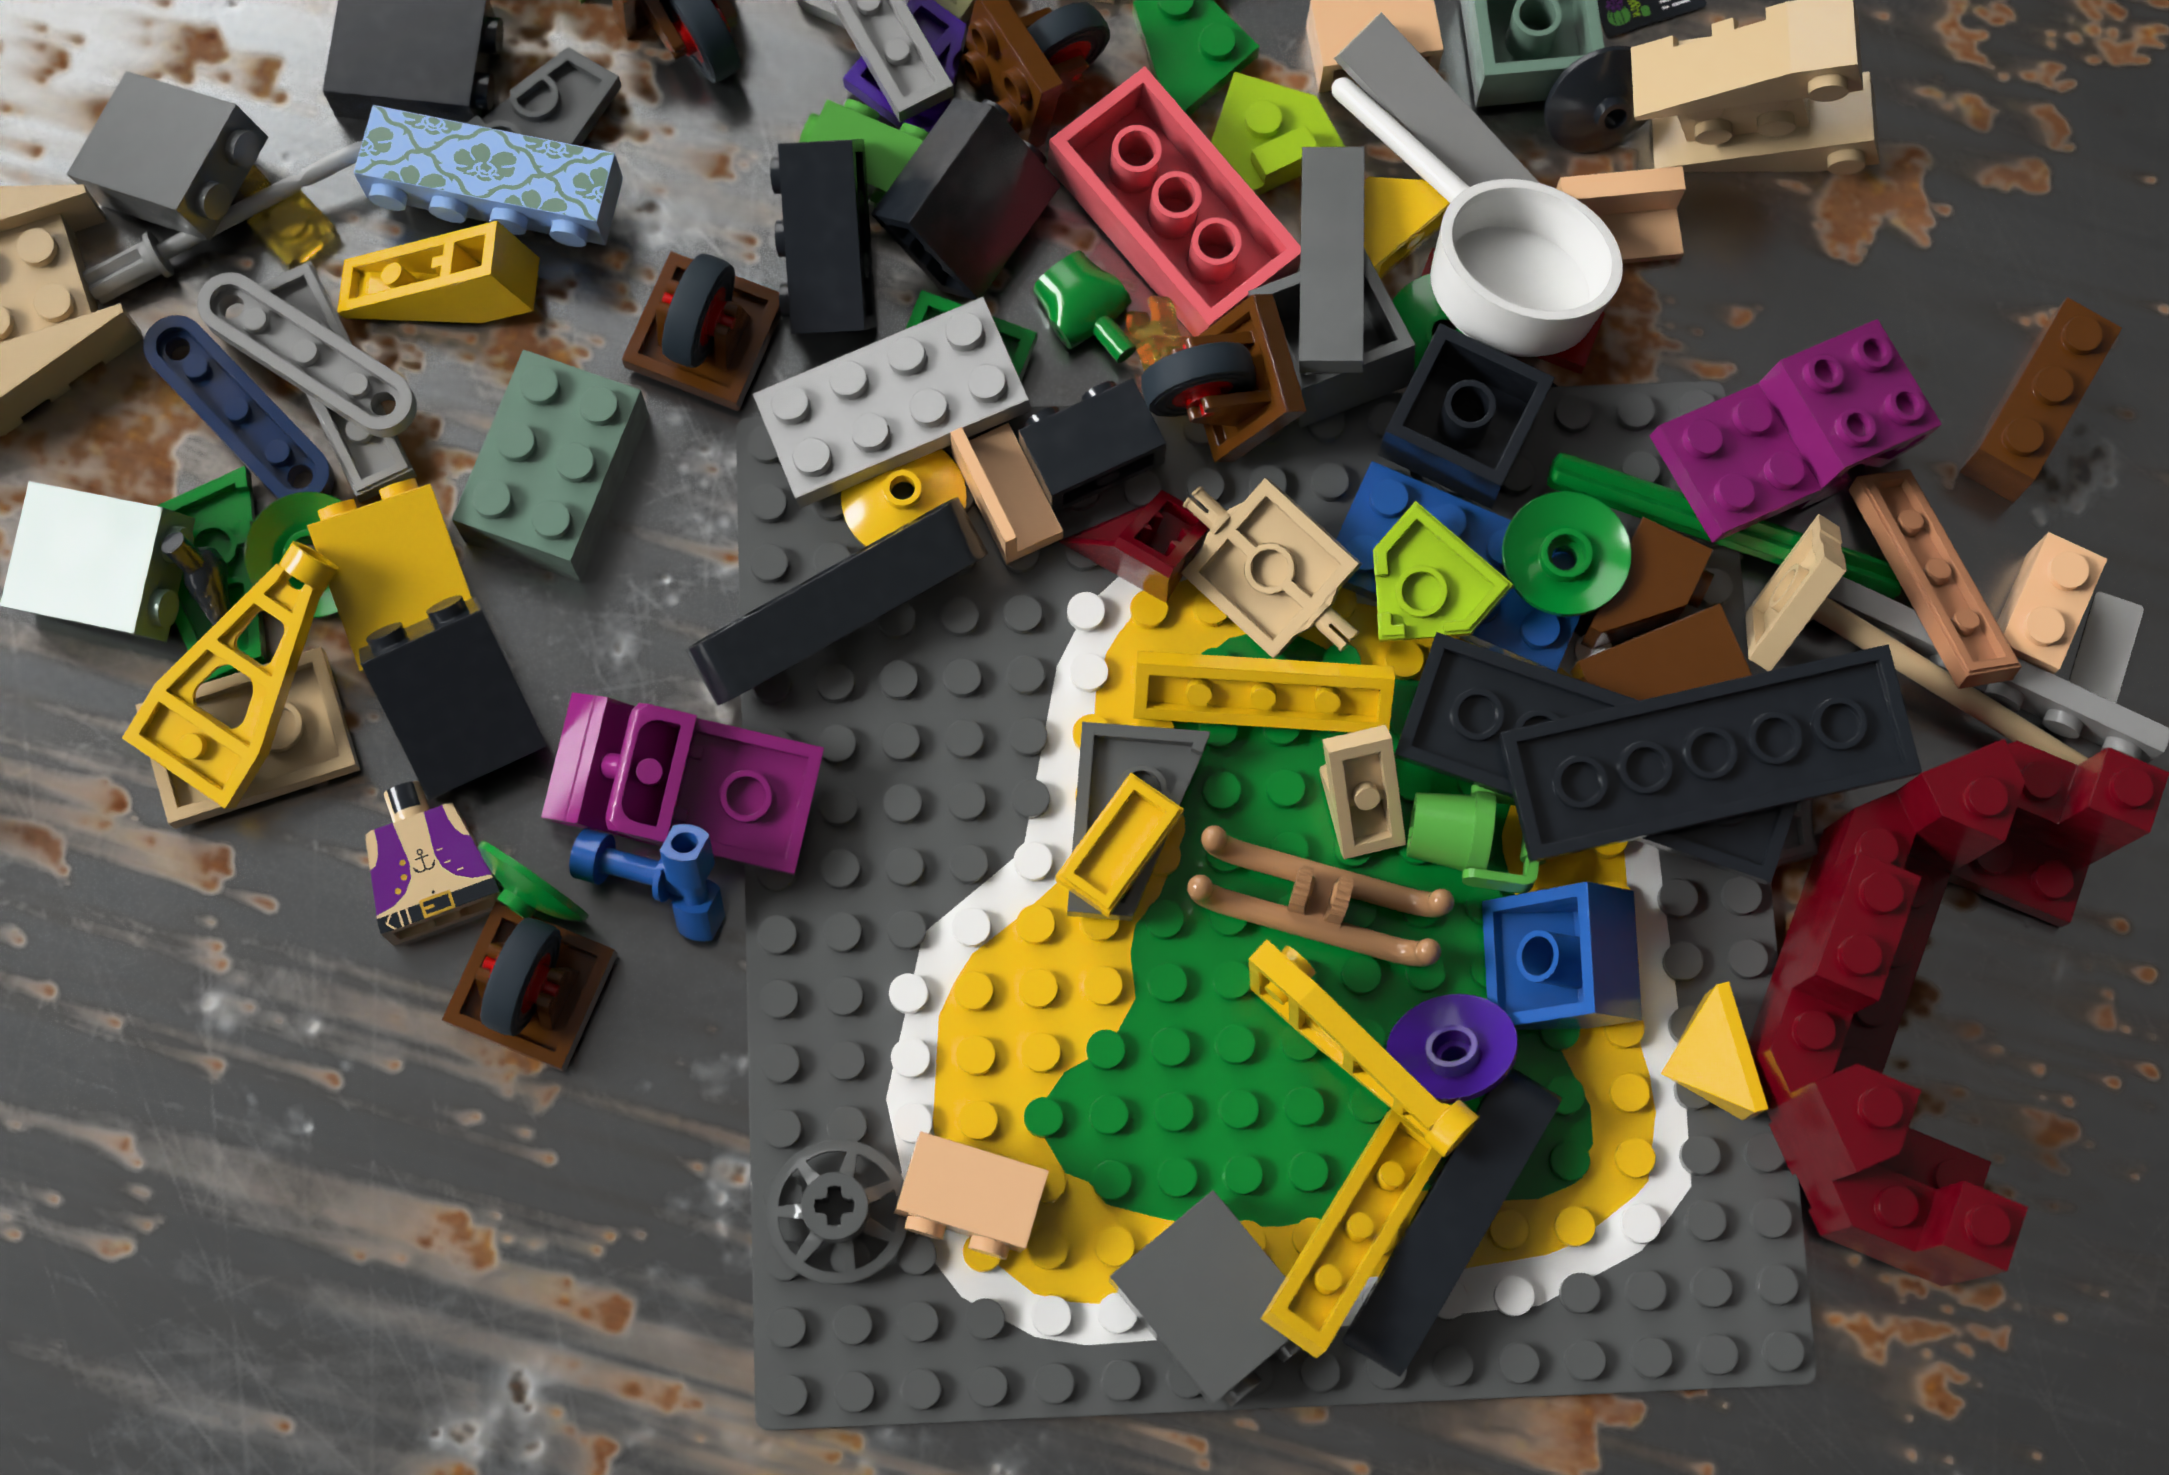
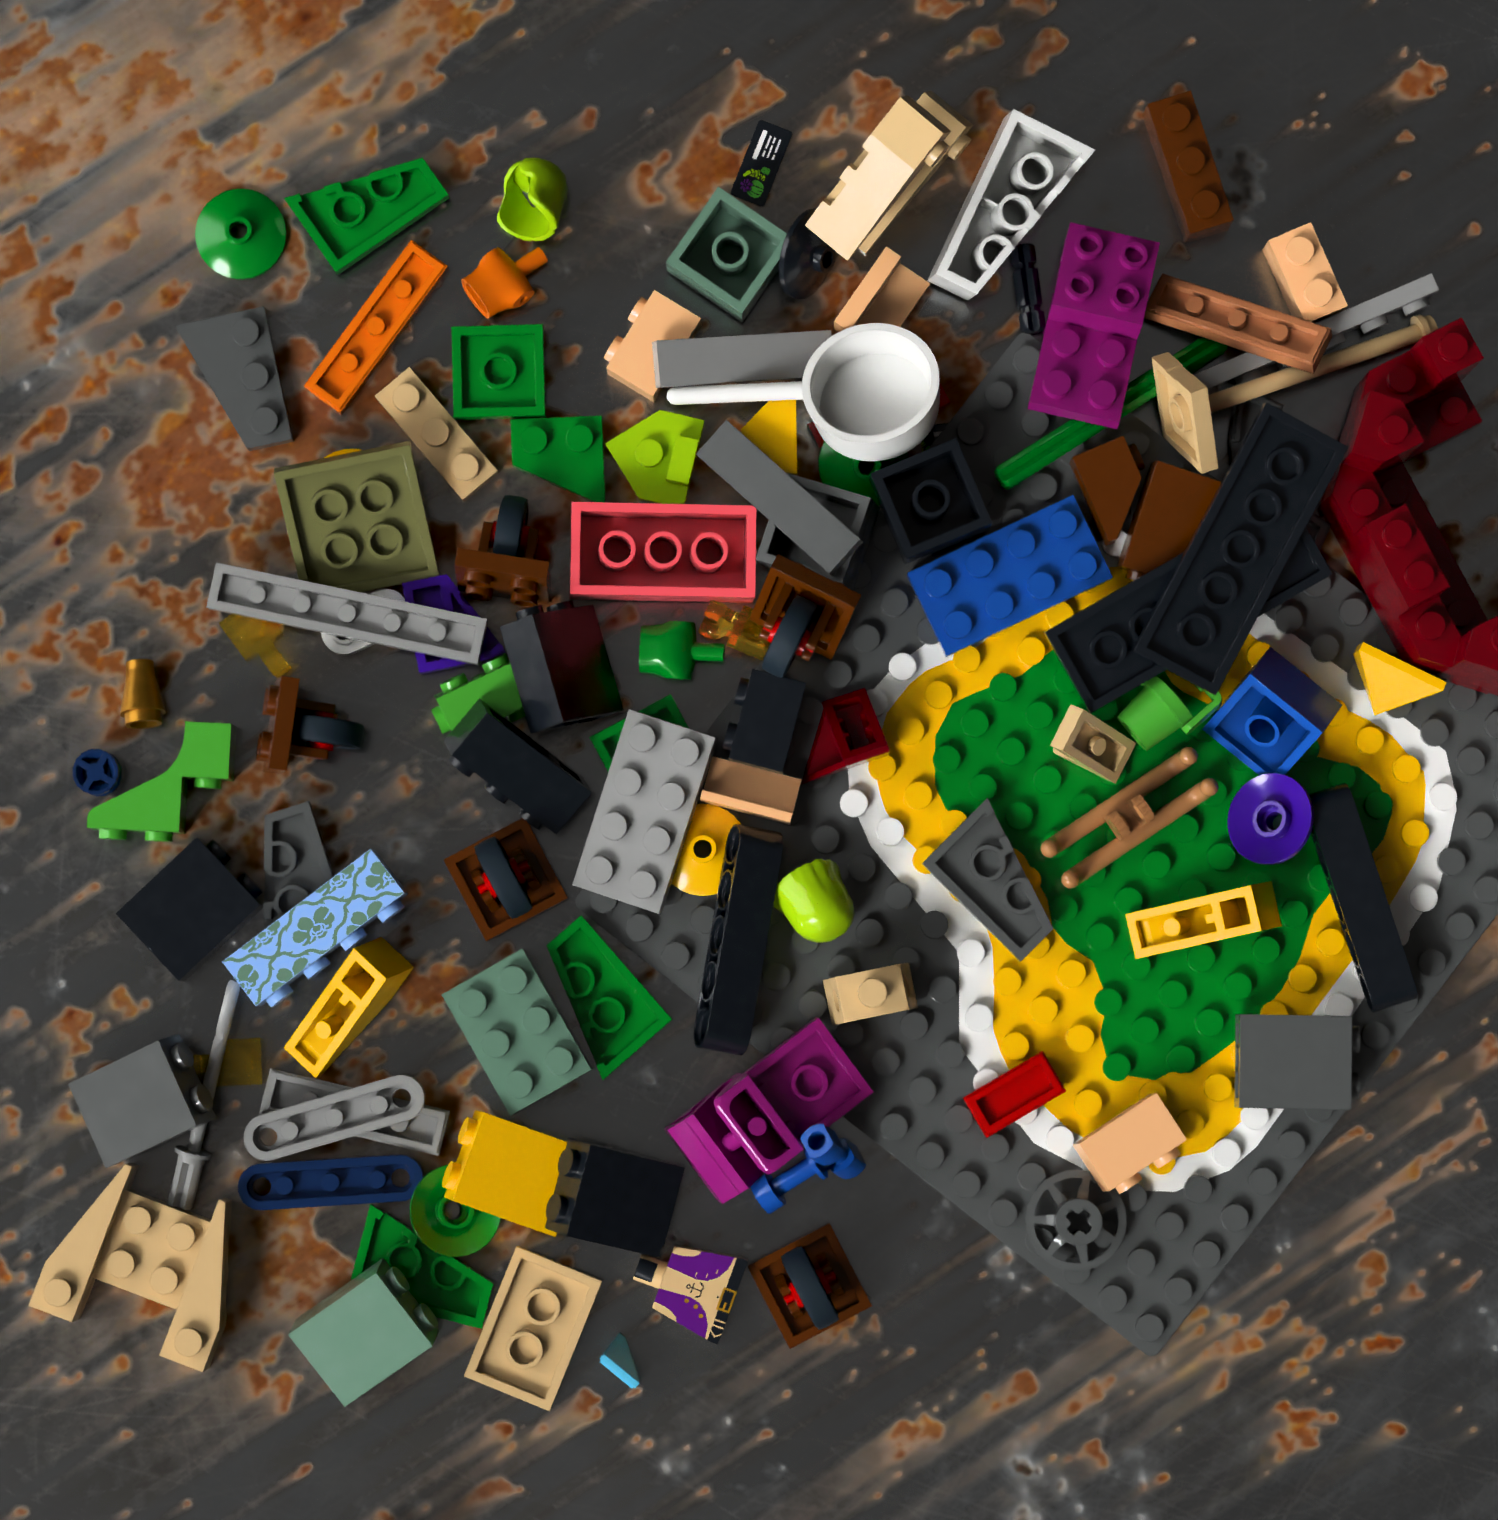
camera: 45 degrees left, 10 degrees up
(195, 743) = (521, 1360): yellow plate -> none
(203, 574) = (430, 1282): black animal -> none
(284, 857) = (620, 1361): none -> medium azure slope
(526, 891) = (759, 1246): green dish -> none
(666, 531) = (605, 995): none -> green wing
(900, 783) = (870, 993): none -> tan torso
(919, 1029) = (1014, 1094): none -> red tile
(948, 646) = (815, 901): none -> lime hair
(1119, 845) = (1010, 902): yellow tile -> none
(1262, 692) = (989, 749): yellow plate -> none
(1271, 568) = (924, 684): tan plate -> none
(1284, 1071) = (1203, 919): none -> yellow slope
(1286, 986) = (1166, 879): yellow plate -> none
(1352, 1235) = (1325, 956): yellow plate -> none
(1431, 581) = (1010, 605): lime plate -> none
(1570, 525) = (1063, 495): green dish -> none
(1770, 346) = (1027, 288): none -> black axle
(1841, 248) = (1010, 193): none -> white wedge
(2106, 645) = (1351, 257): white sticker -> none

